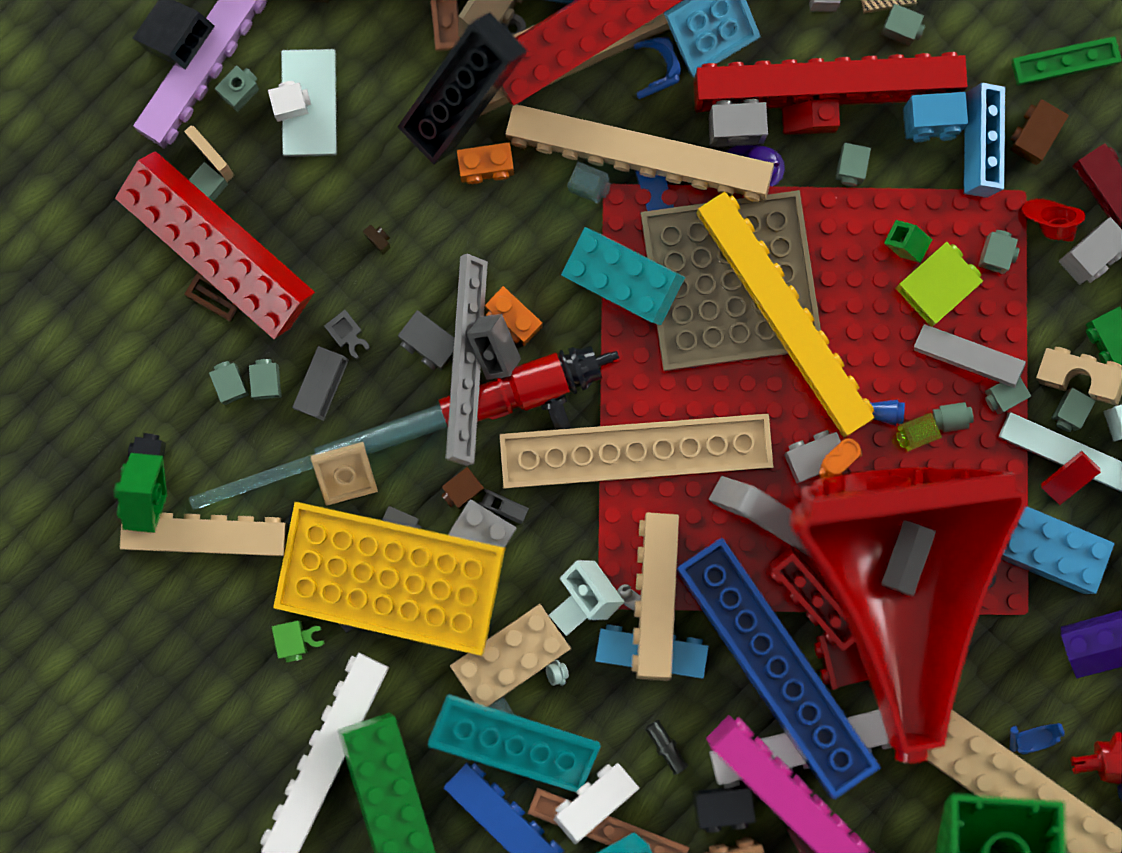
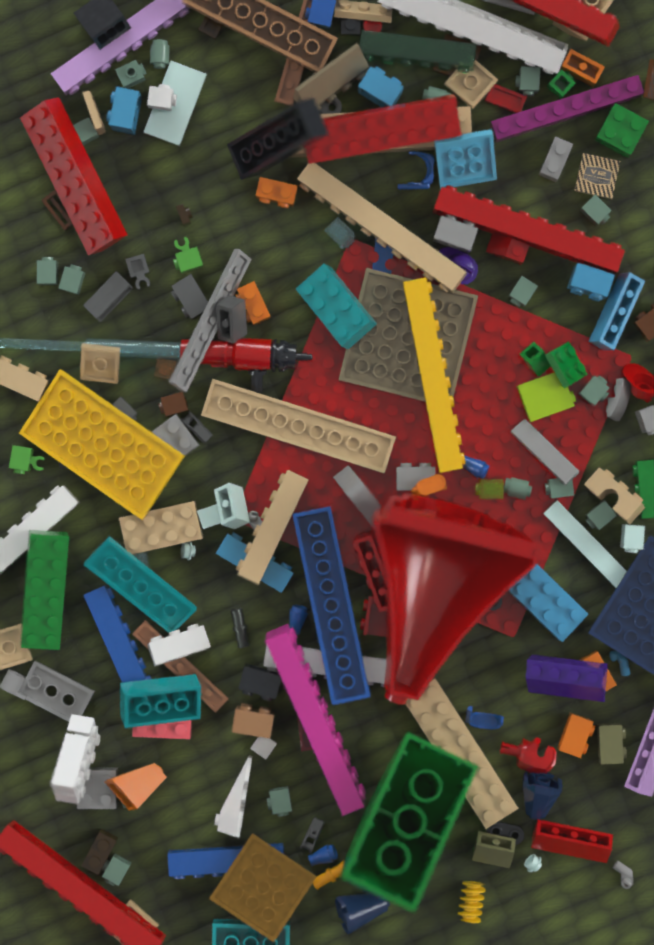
camera: 30 degrees right, 5 degrees up
(248, 135) = (125, 110): none -> dark azure brick
(264, 47) = (159, 53): none -> sand green brick
(405, 292) = (188, 259): none -> bright green brick
(432, 447) = (165, 368): none -> clear orange plate
(736, 702) = (297, 617): none -> blue cone
(908, 558) = (447, 569): dark grey piece -> none
(950, 232) = (566, 364): none -> green plate
(1035, 258) = (618, 404): none -> light grey slope
(1070, 477) = (579, 559): red tile -> none

